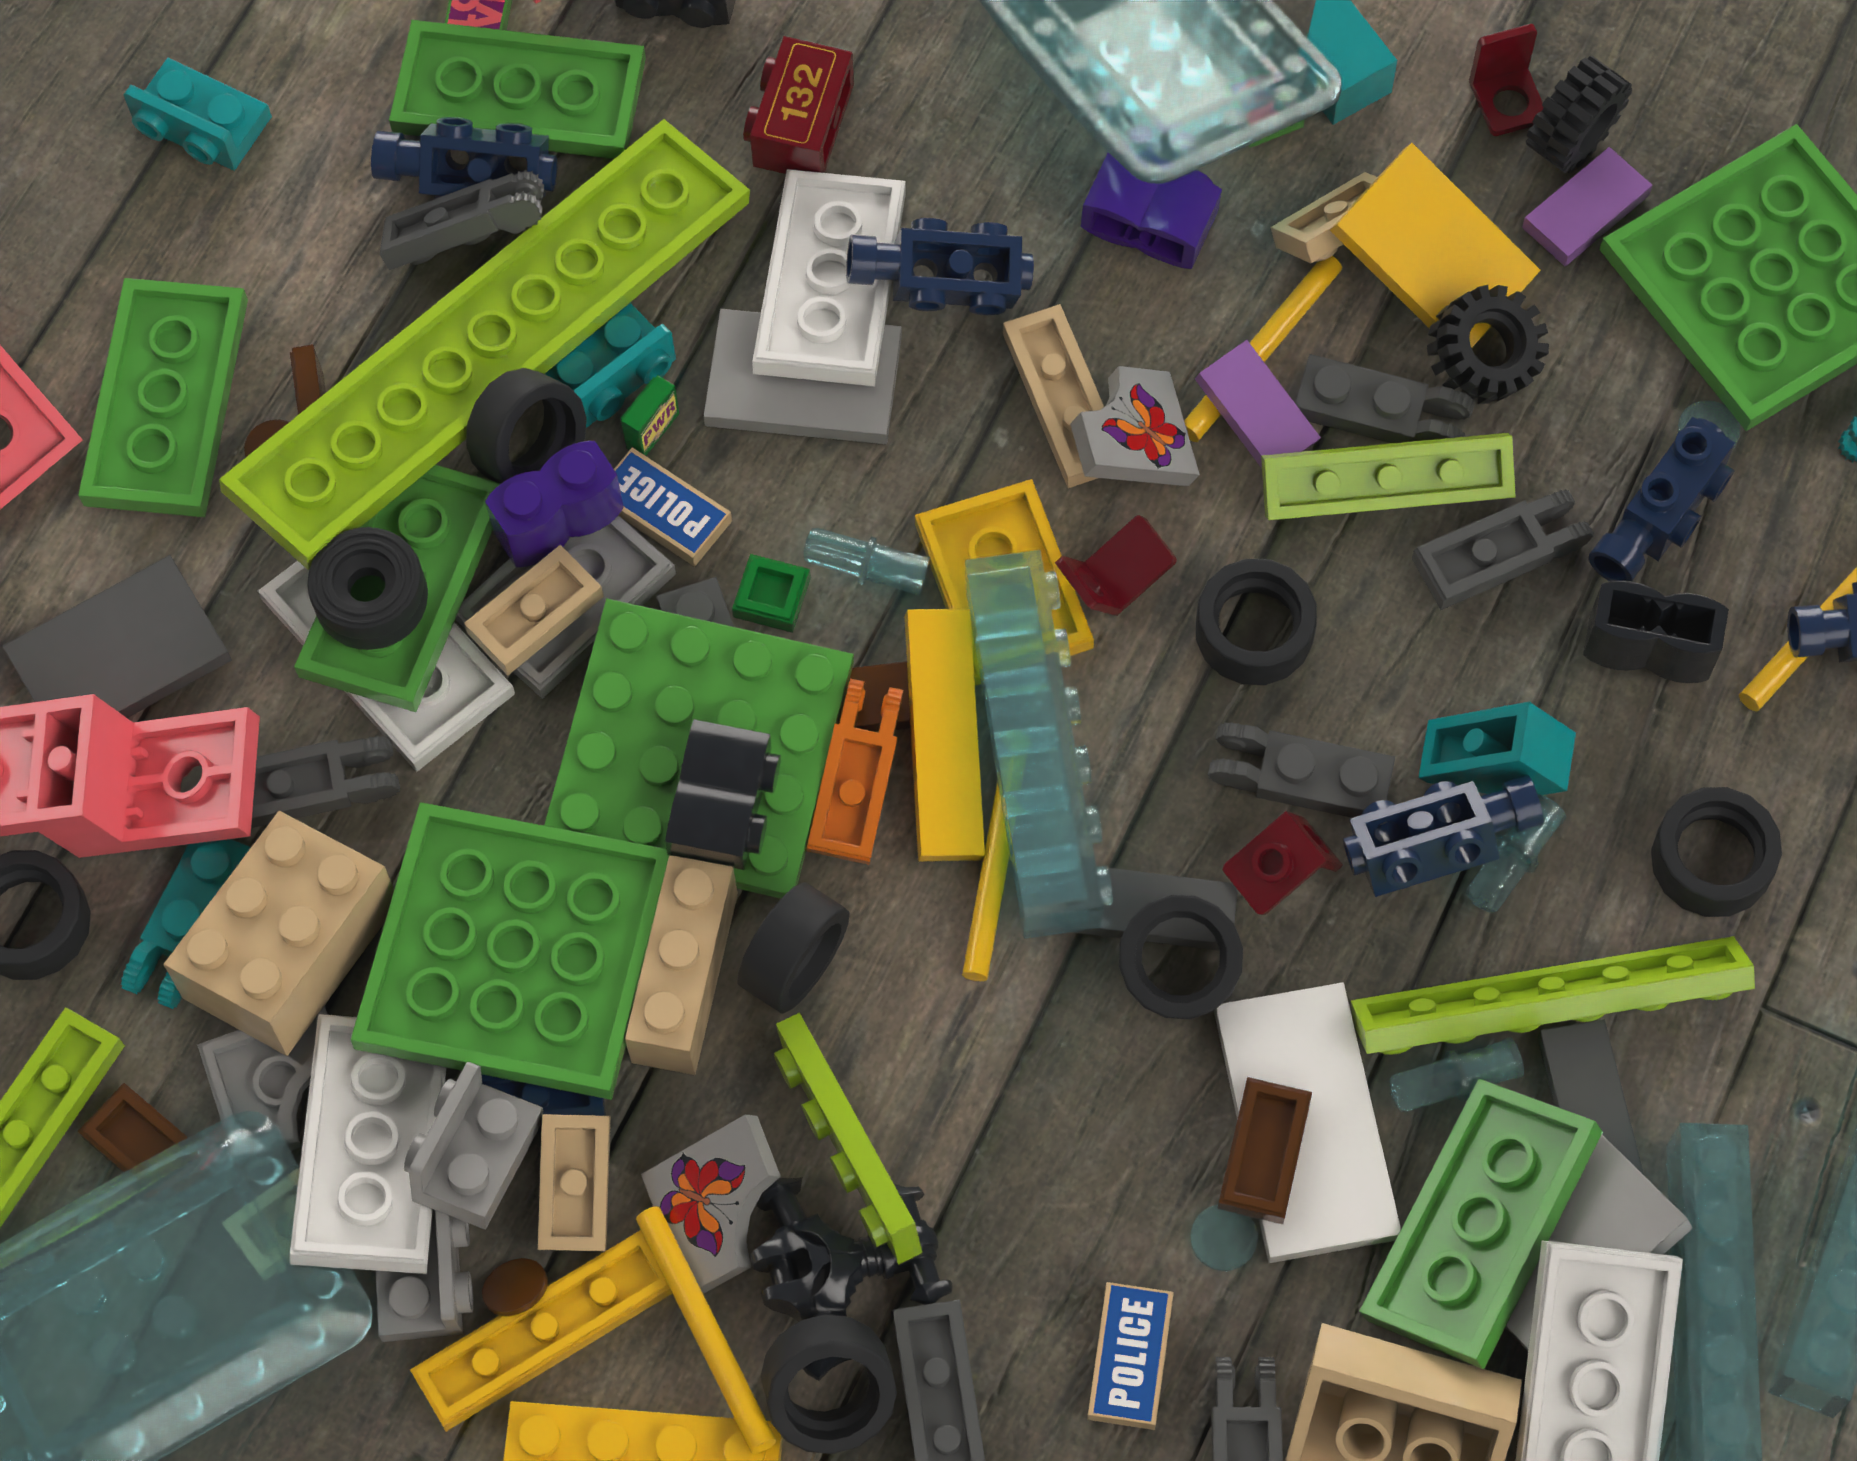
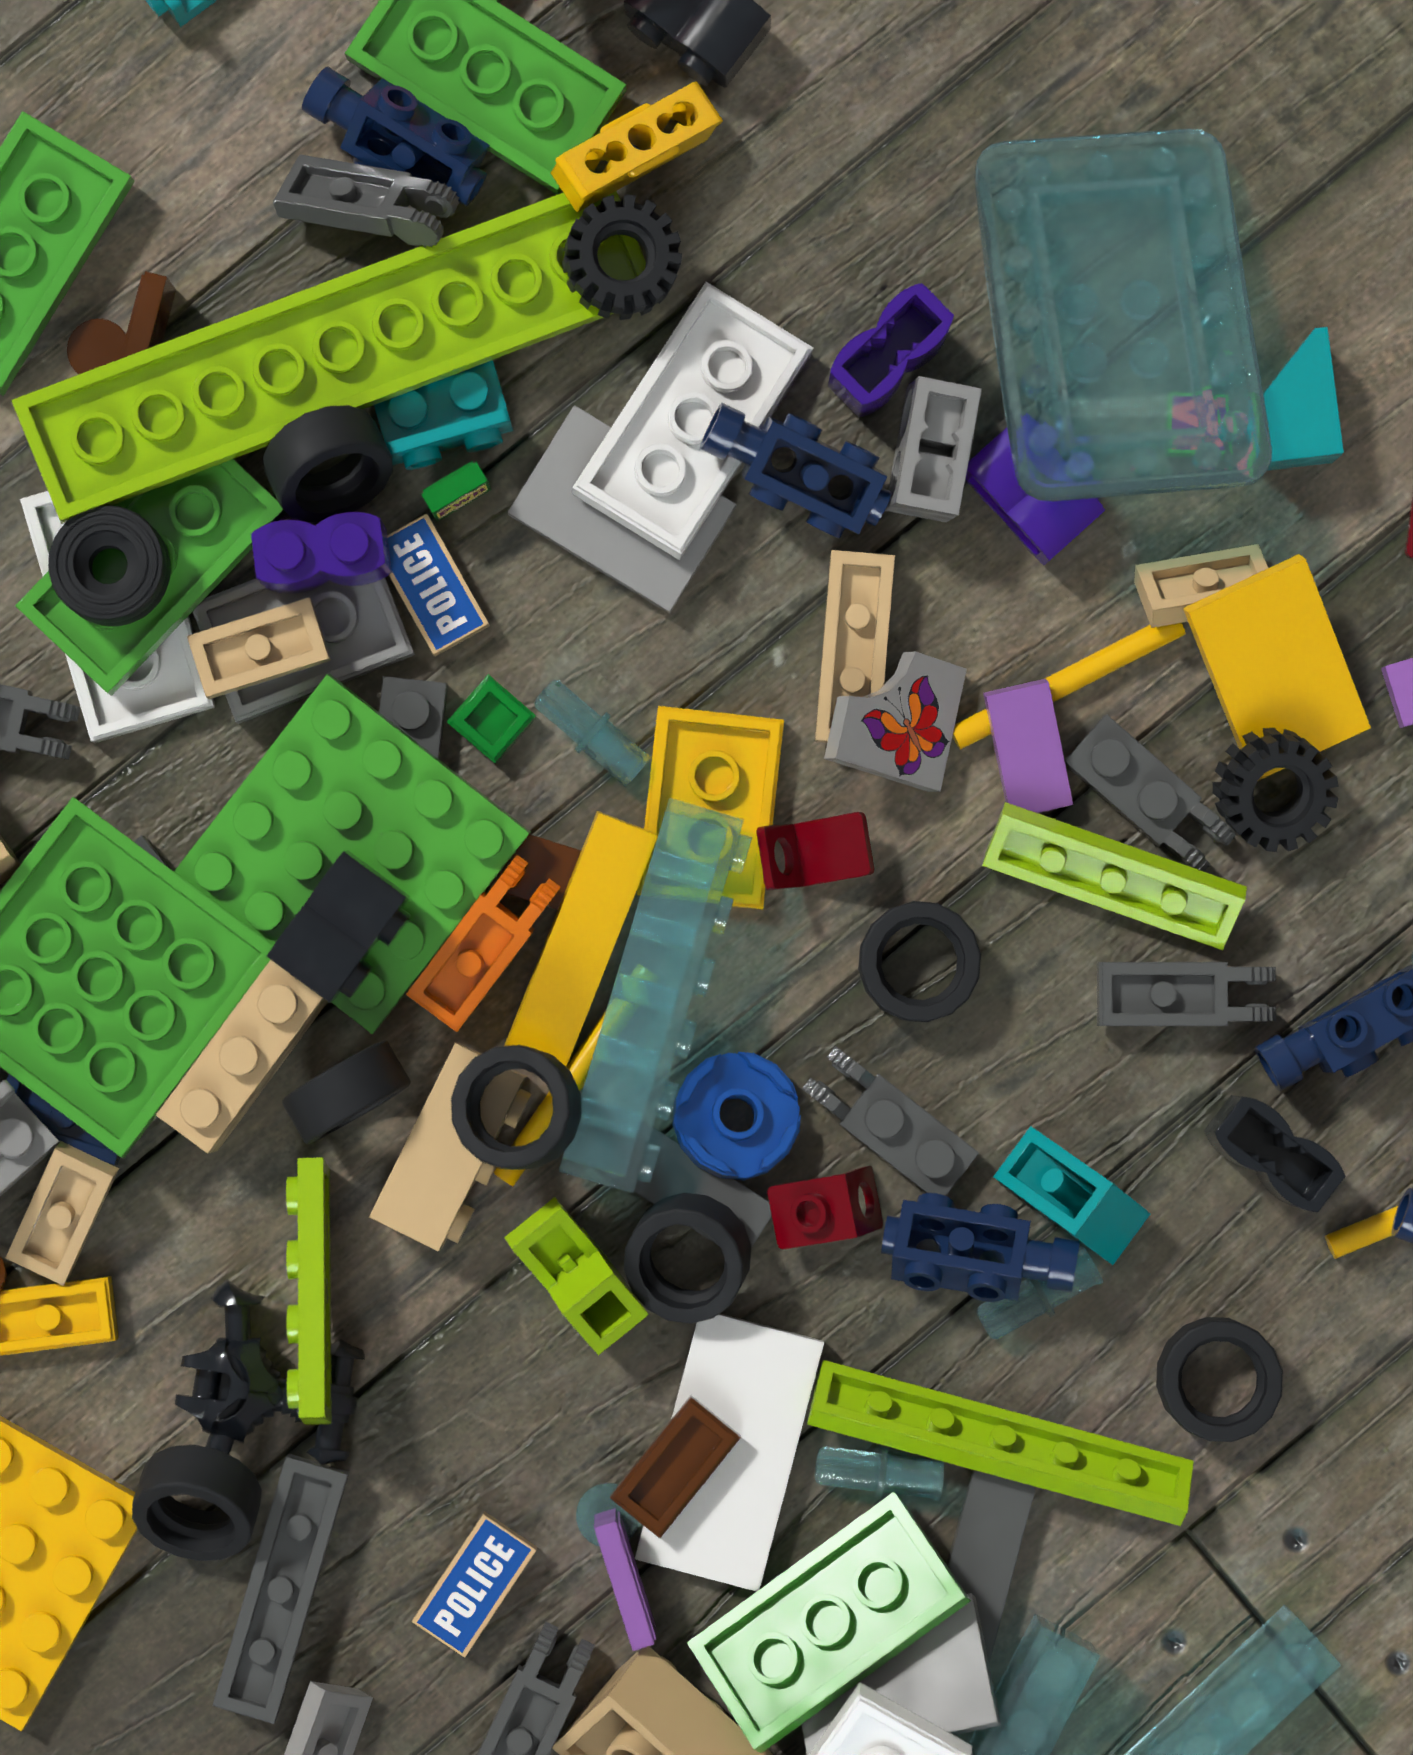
camera: 20 degrees right, 20 degrees up
(674, 84) = (643, 129): none -> yellow piece
(706, 138) = (628, 219): none -> black tyre
(706, 1331) = (116, 1399): yellow bar -> none
(710, 1197) = (170, 1284): light grey tile -> none
(800, 106) = (747, 222): dark red brick -> none
(914, 963) = (434, 1169): none -> tan brick
(935, 831) = (467, 1113): none -> black tyre
(972, 146) = (905, 339): none -> dark purple brick
(1050, 204) = (933, 449): none -> light grey brick
(1083, 1021) = (577, 1275): none -> lime brick
(1155, 852) = (729, 1152): none -> blue tile
(1270, 1274) = (625, 1578): none -> medium lavender tile

